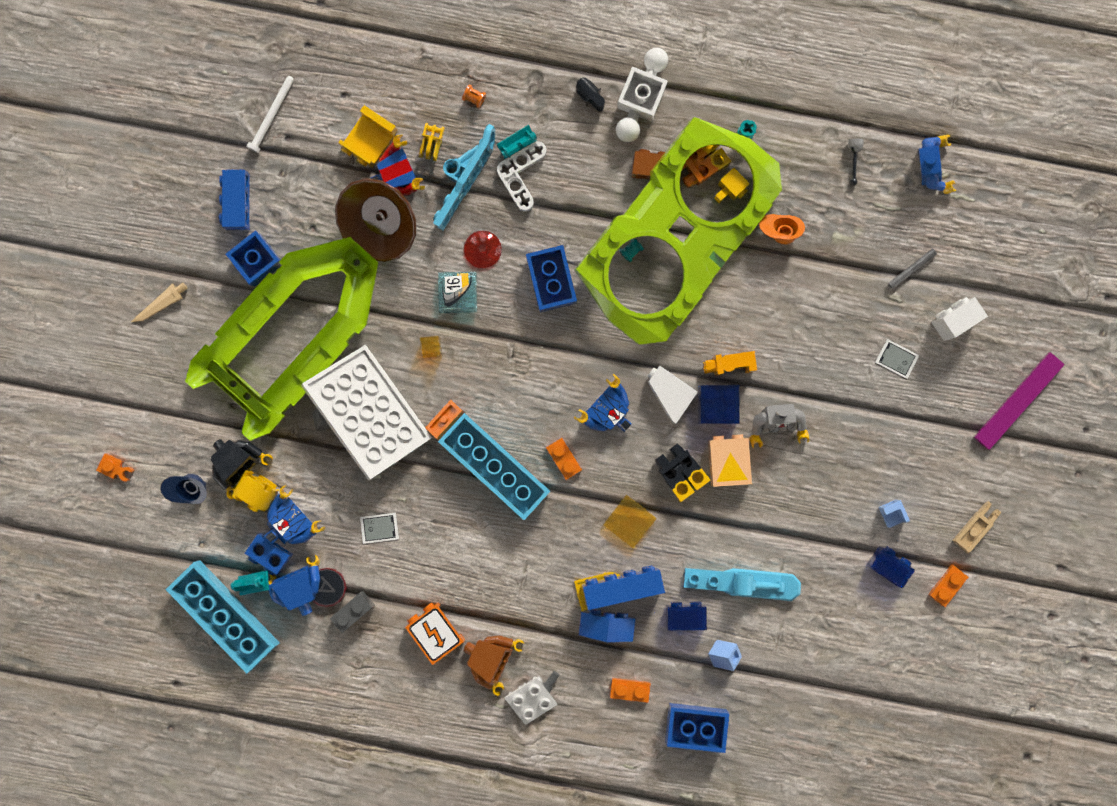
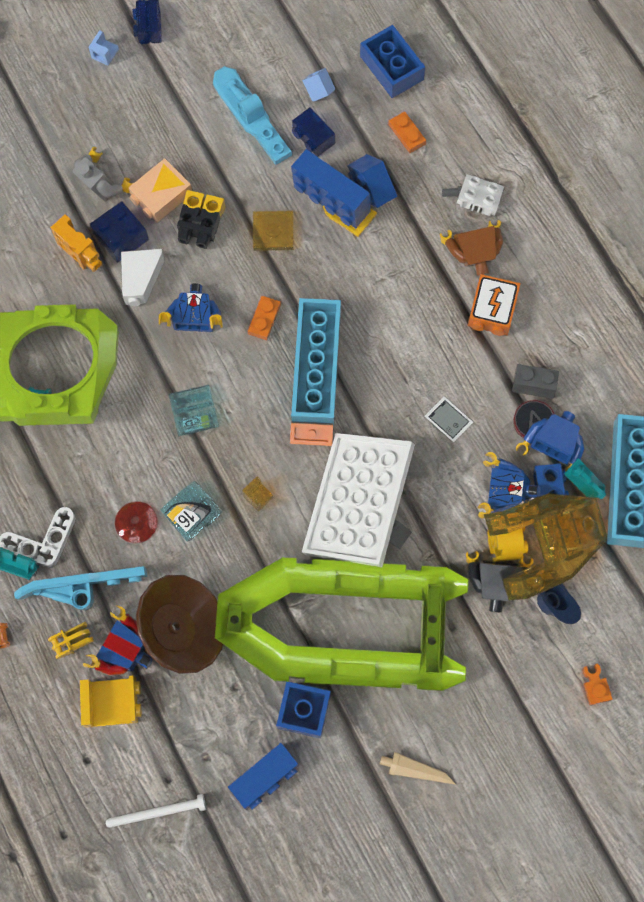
camera: 125 degrees left, 15 degrees down
(220, 530) = (568, 536): none -> clear yellow wedge
(532, 352) = (193, 410): none -> clear light blue slope
(551, 278) = (116, 438): blue brick -> none

